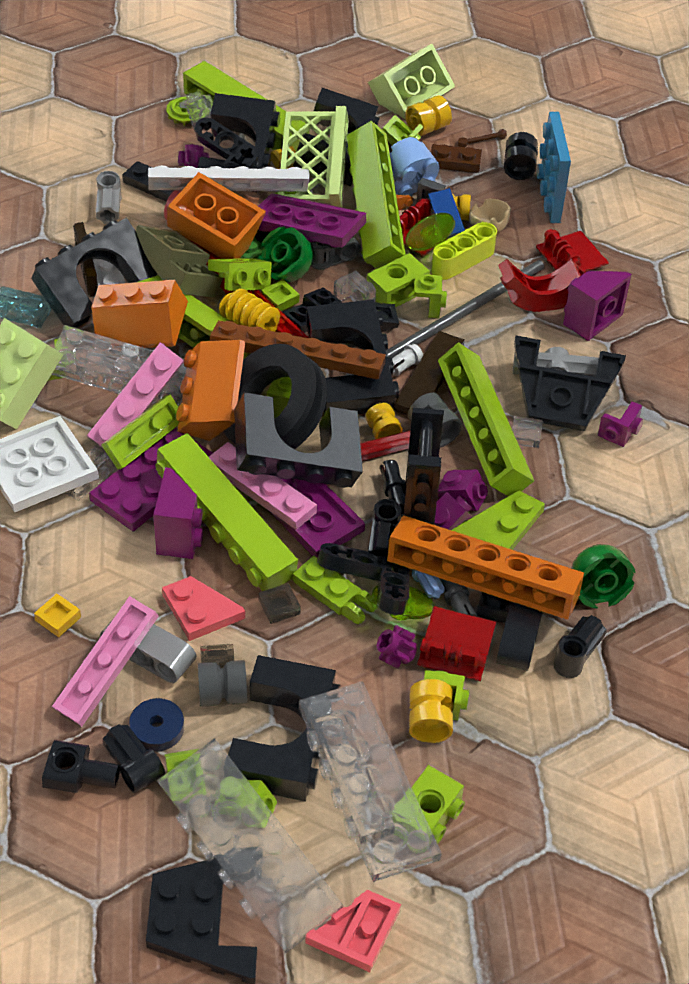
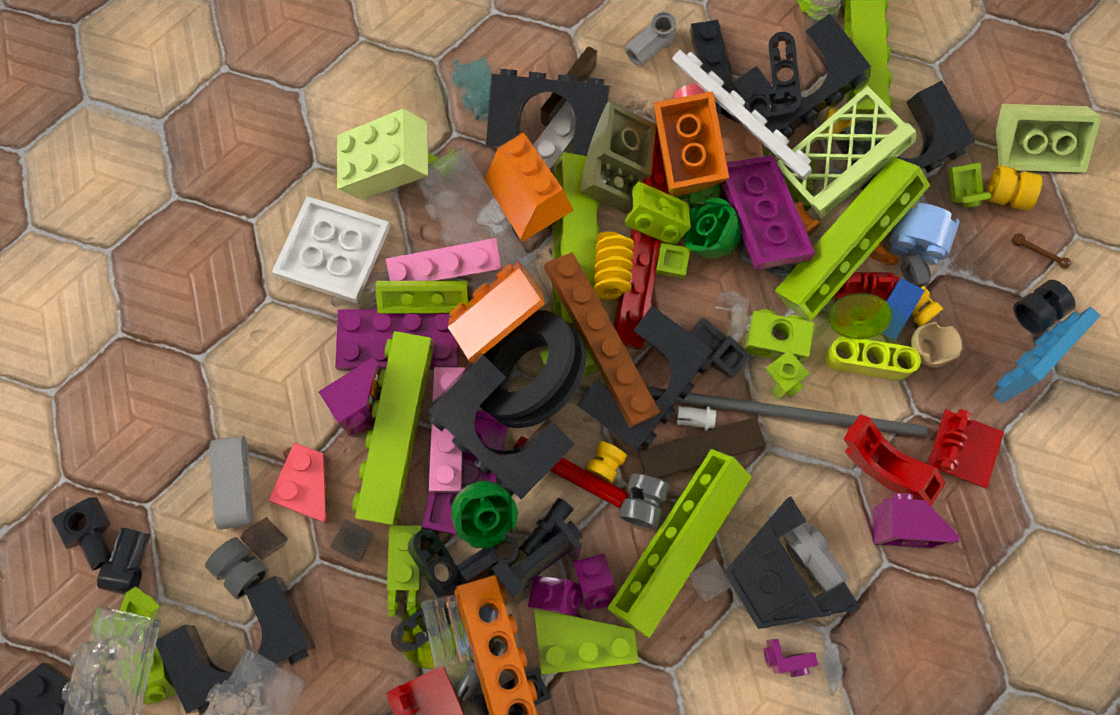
camera: 50 degrees right, 25 degrees up
(57, 615) = (207, 394): yellow plate -> none
(105, 661) = (180, 471): bright pink plate -> none
(157, 711) = (160, 542): dark blue piece -> none
(191, 155) = (758, 56): magenta gear -> none
(318, 297) = (683, 298): black slope -> none
(350, 493) = (483, 514): none -> green cylinder
(396, 646) = (380, 668): magenta gear -> none
(412, 578) = (433, 631): none -> clear tile
(457, 158) = (988, 252): reddish brown plate -> none

